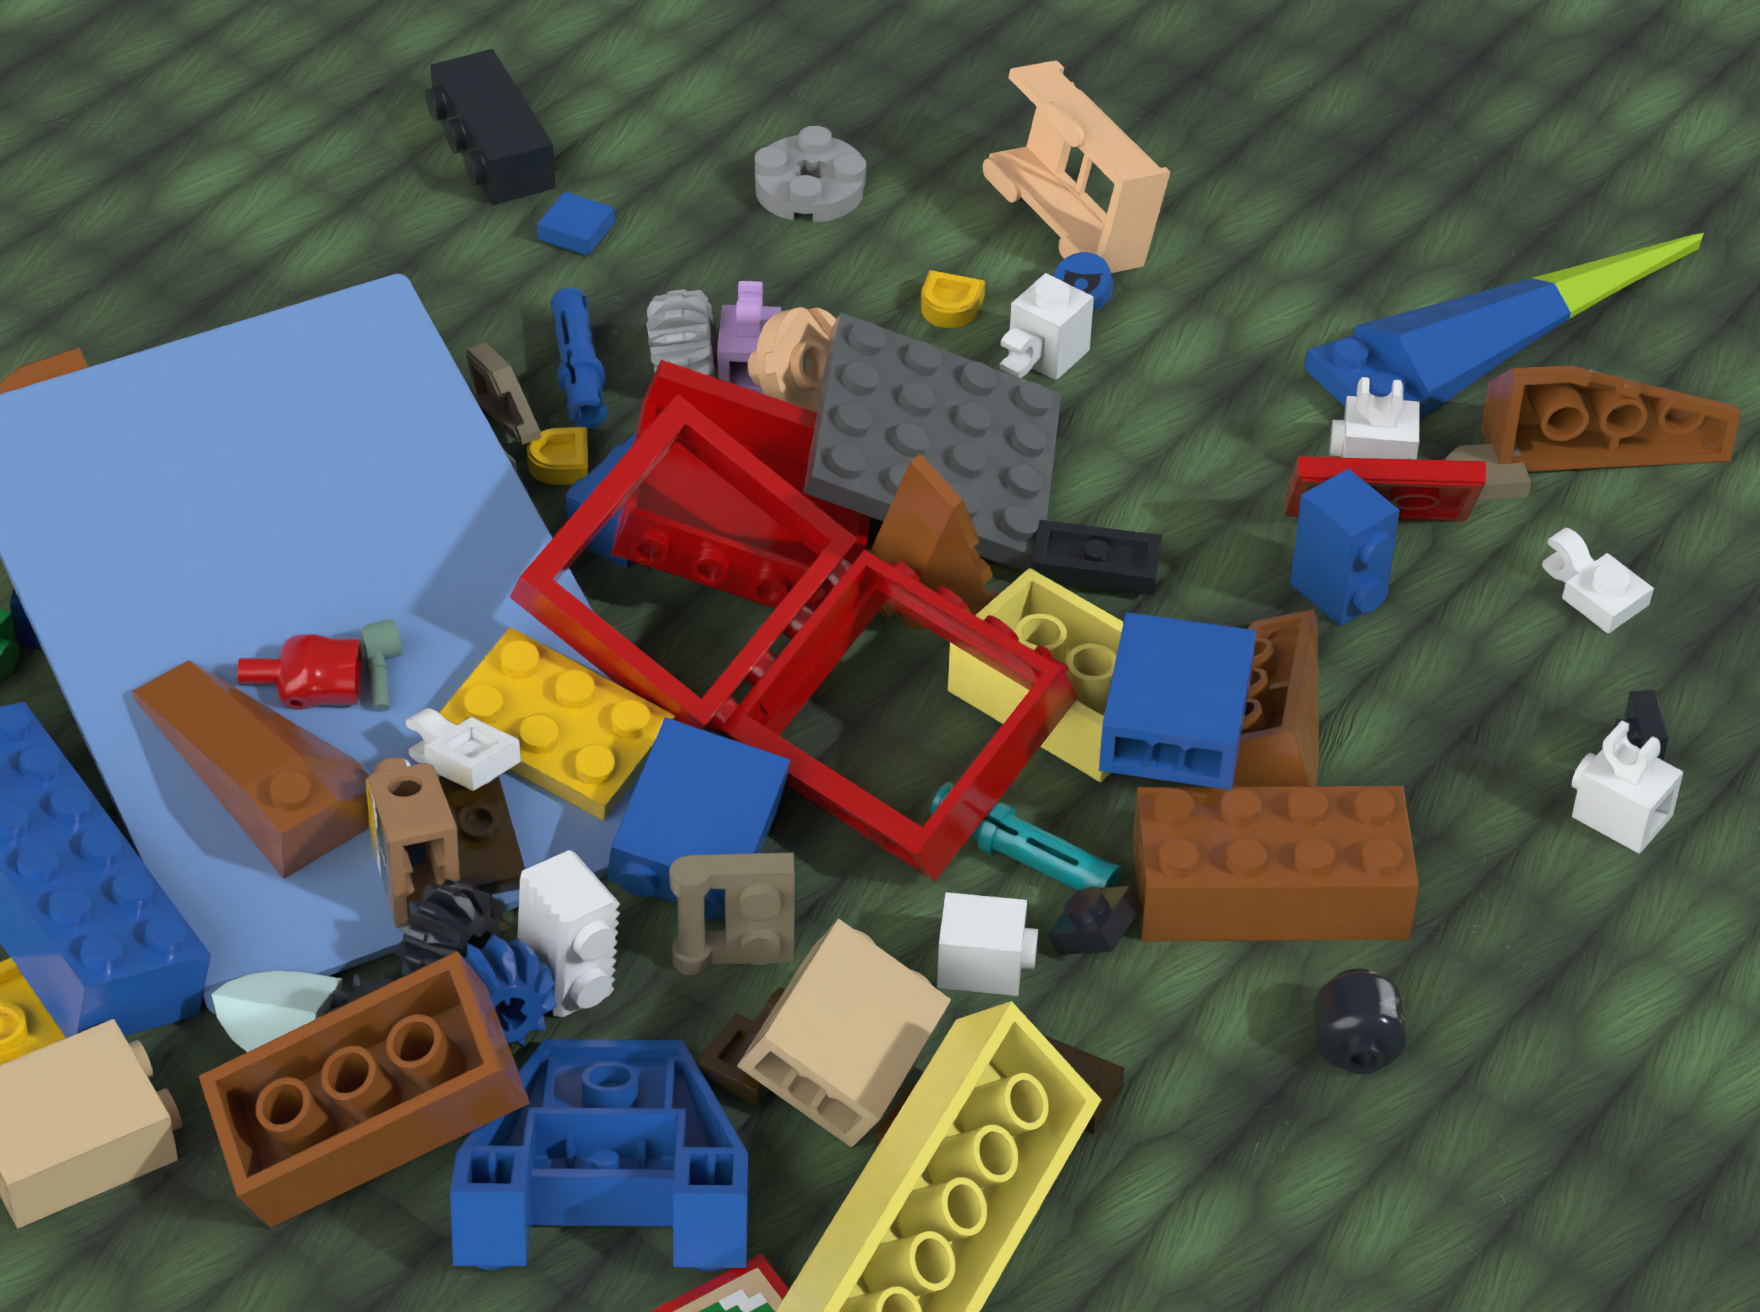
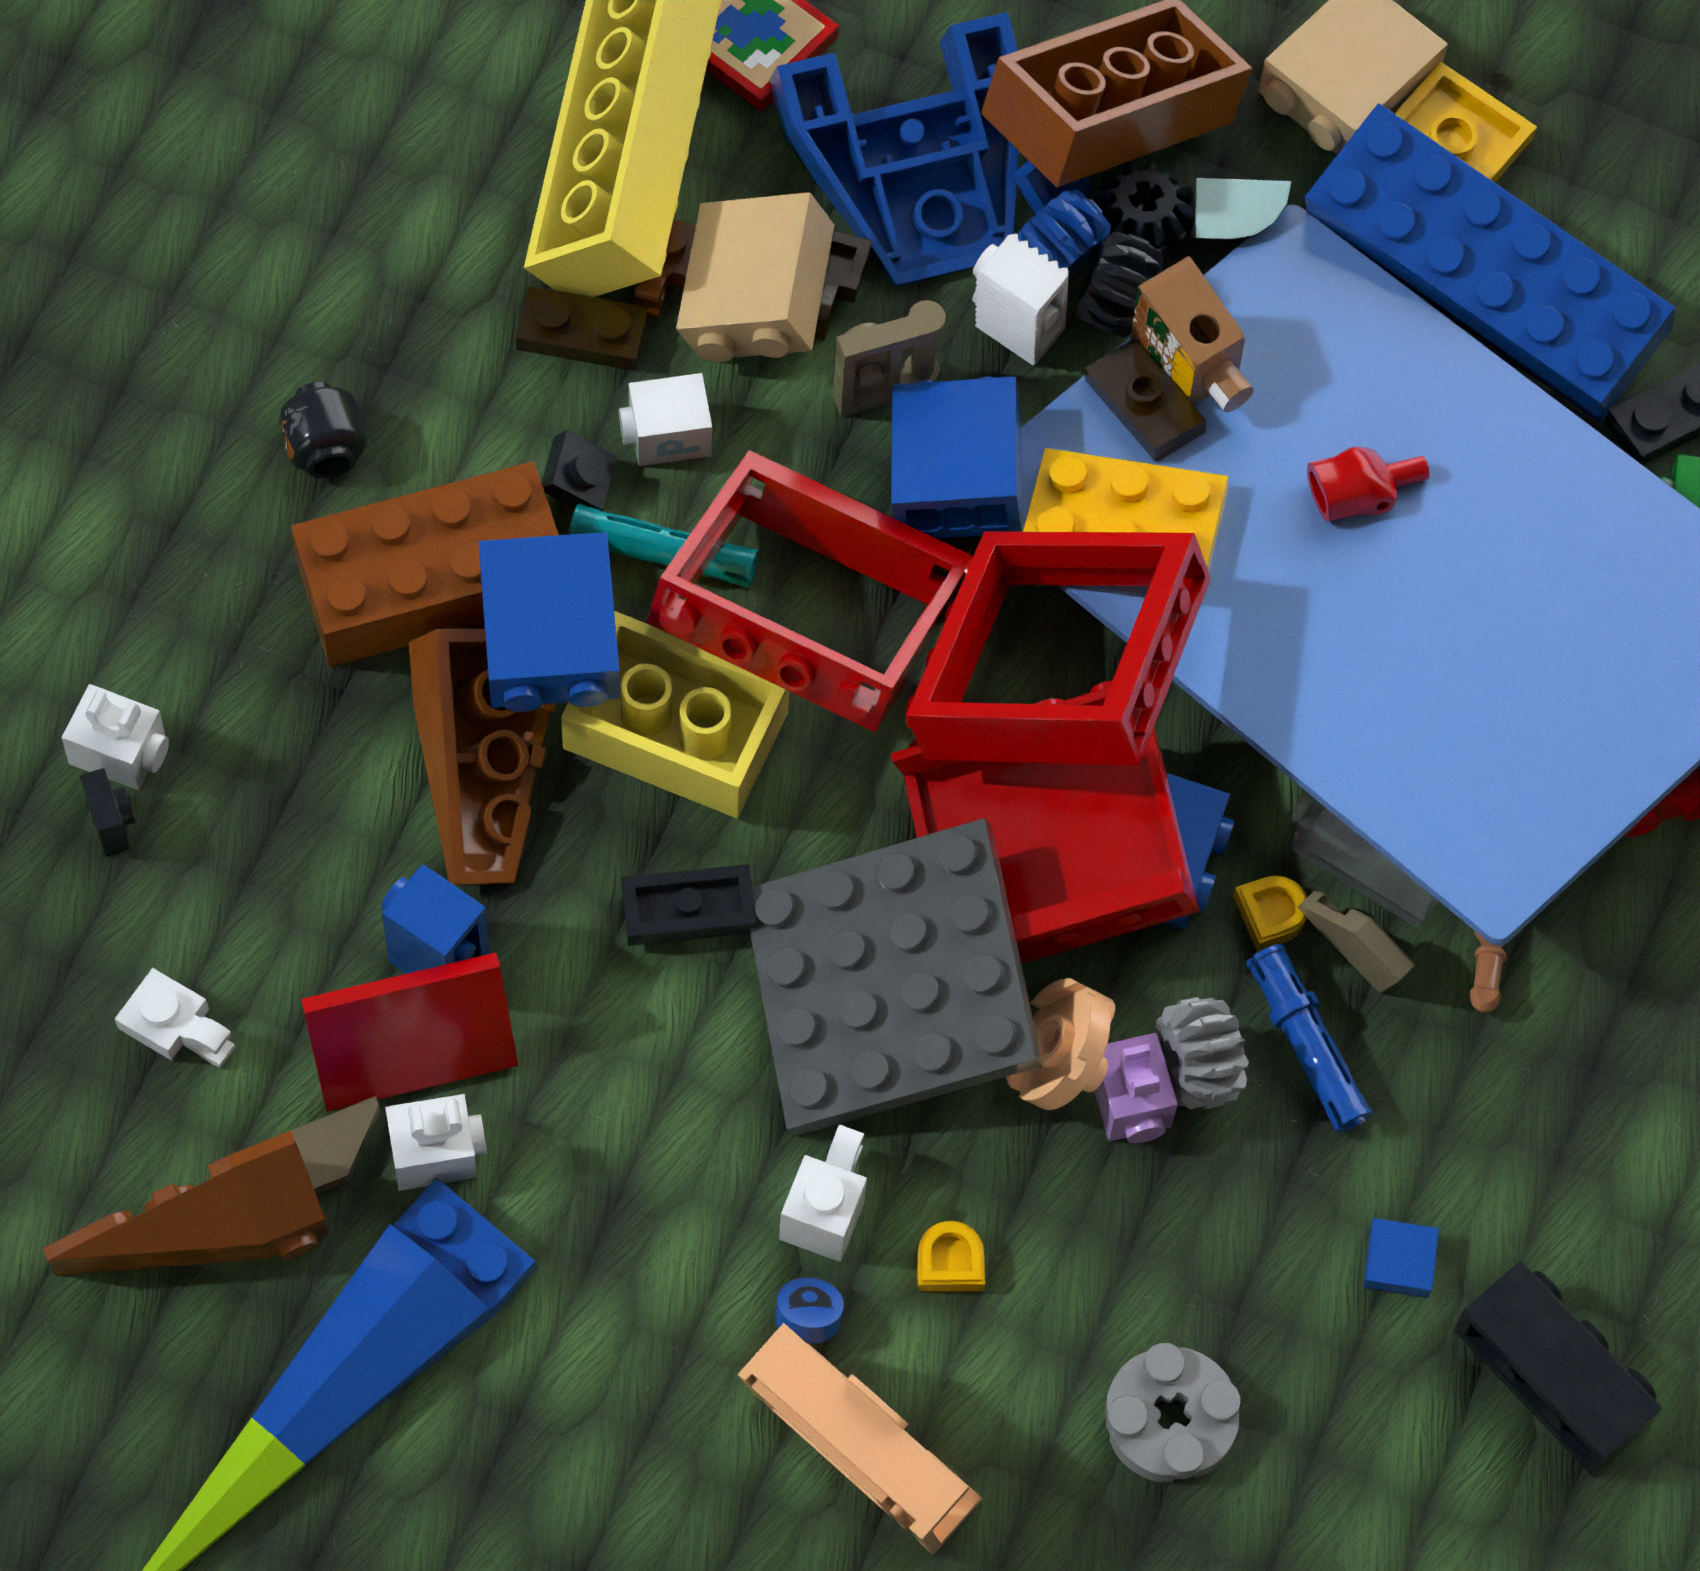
camera: 160 degrees right, 20 degrees up
(269, 773) = (1342, 375): dark orange wedge -> none
(379, 643) = (1312, 528): sand green hand -> none
(463, 752) = (1179, 427): white plate -> none
(934, 537) = (829, 751): dark orange wedge -> none

